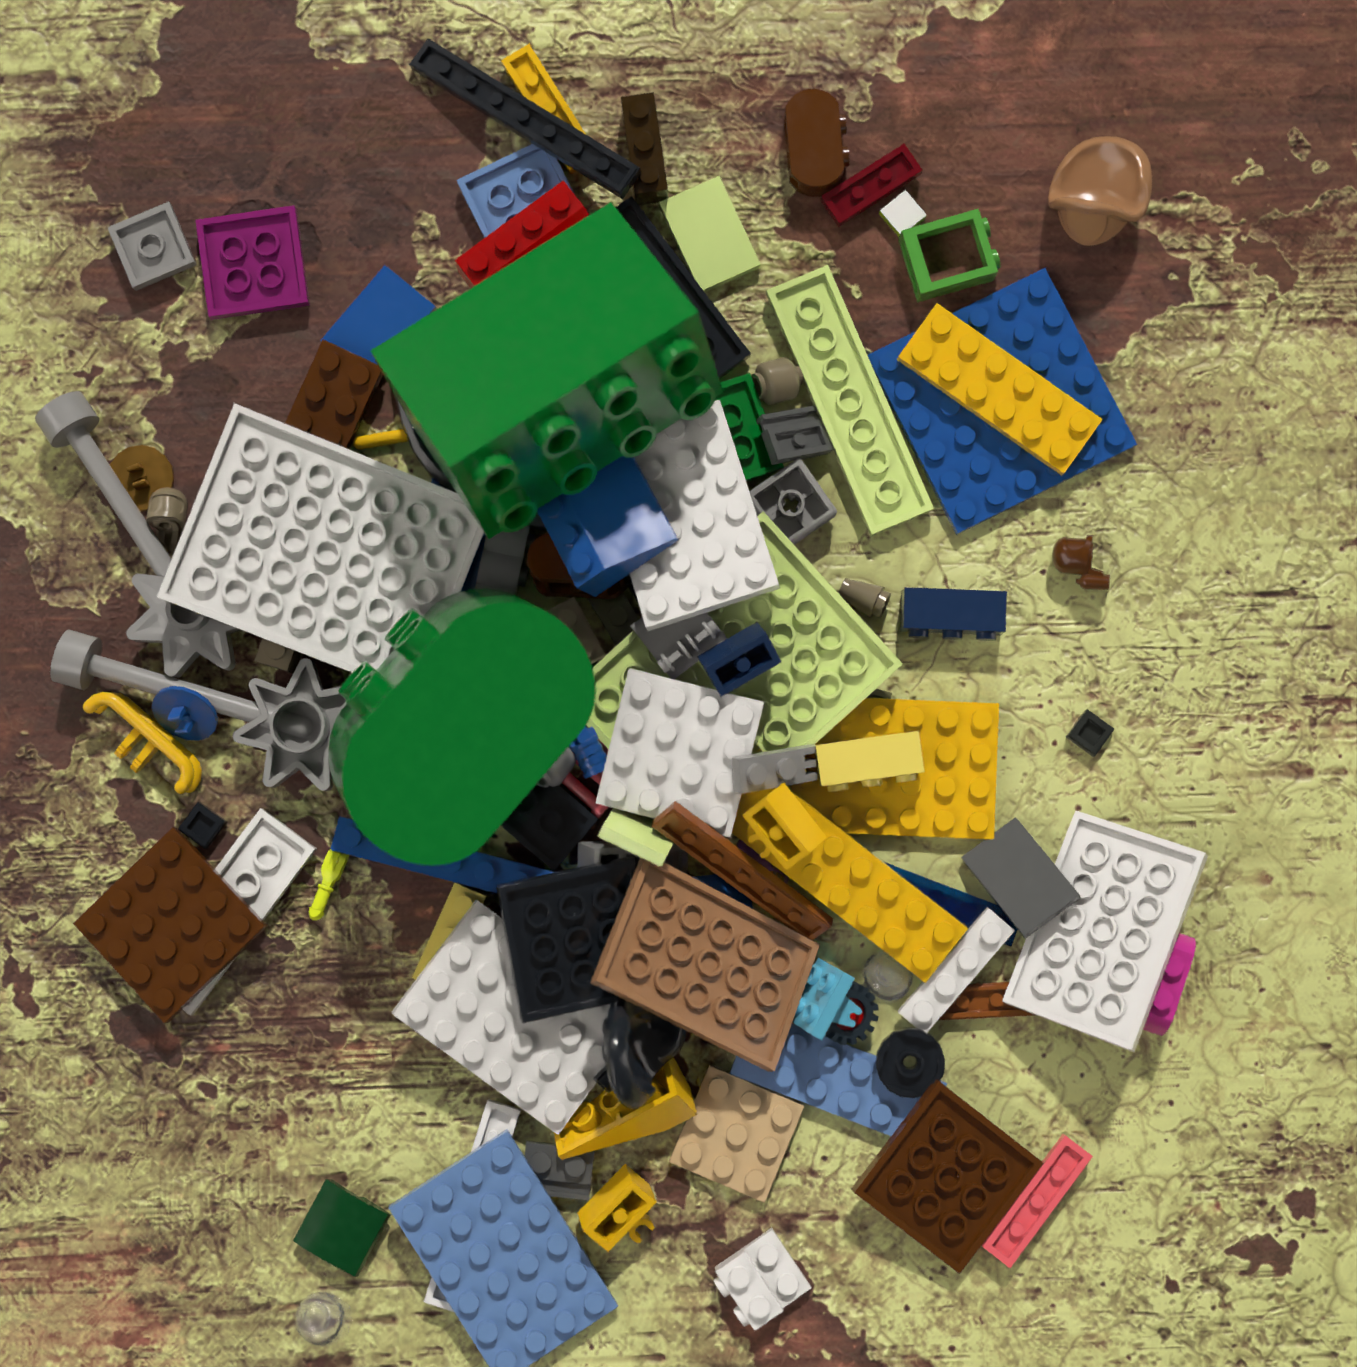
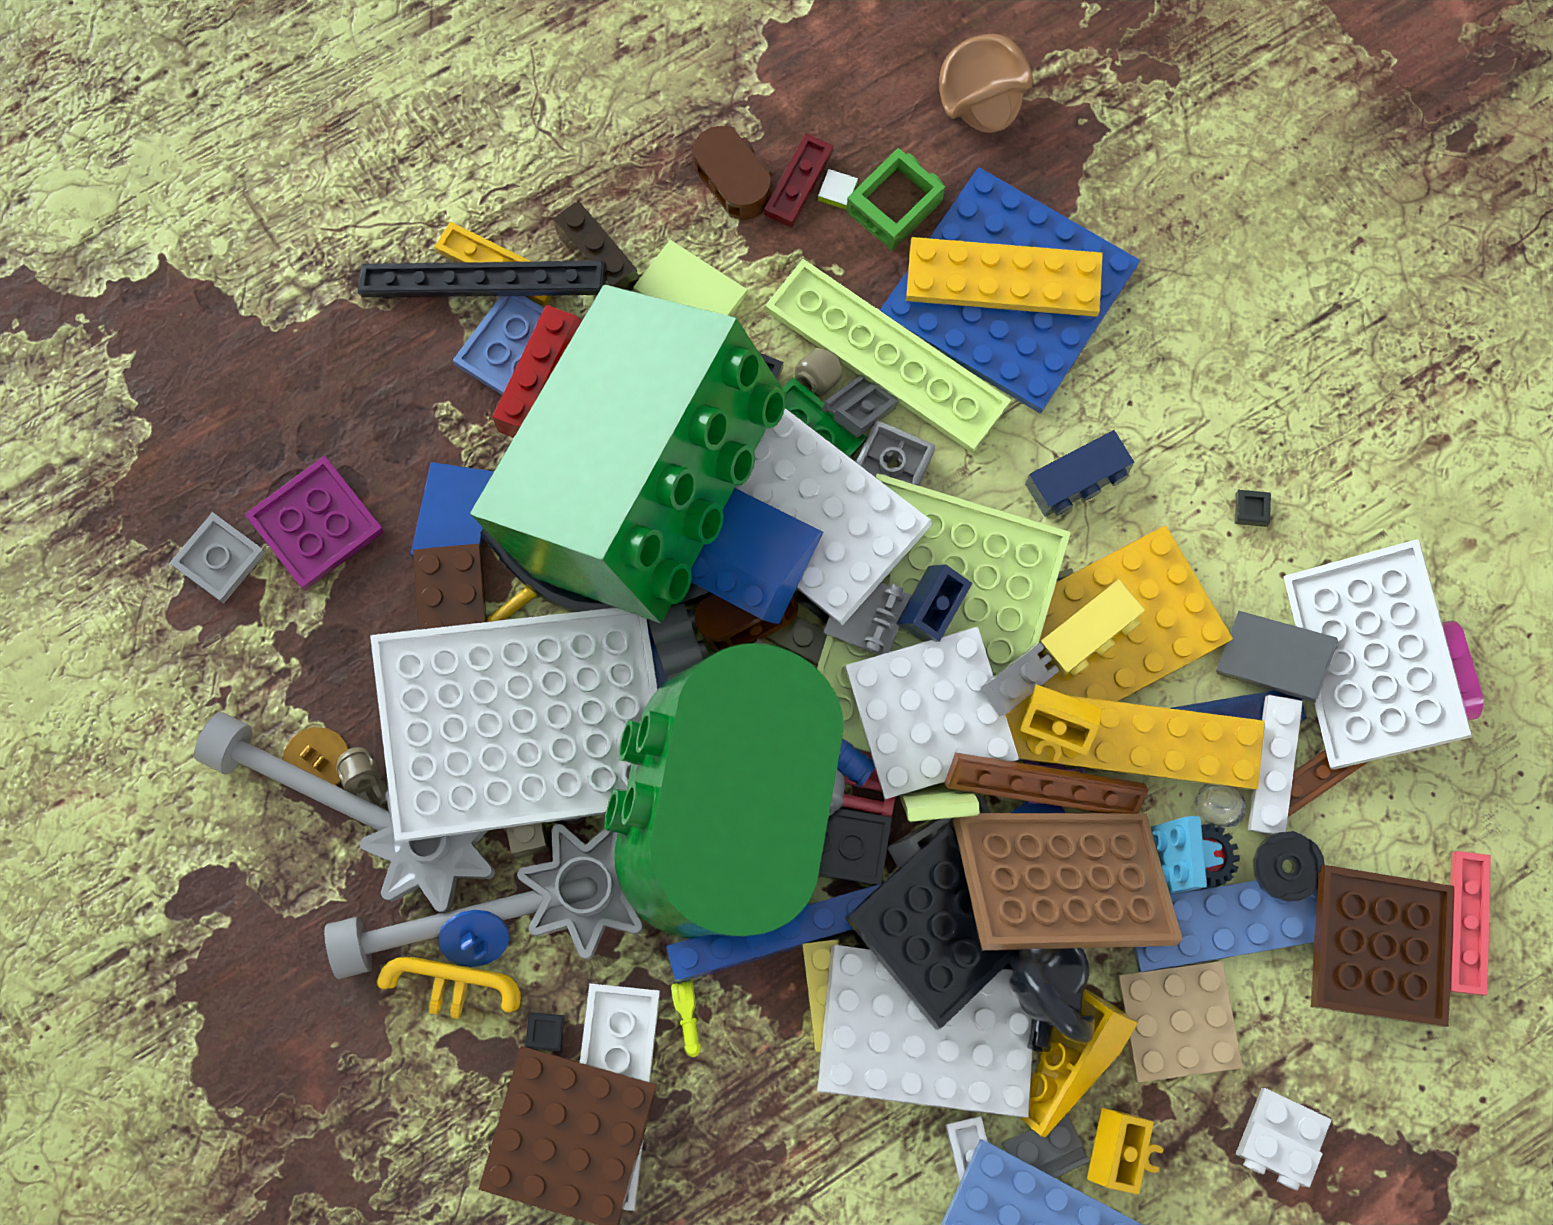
camera: 30 degrees left, 10 degrees down
(865, 597) = (1004, 499): dark tan cone -> none
(1075, 558) = (1151, 374): reddish brown piece -> none

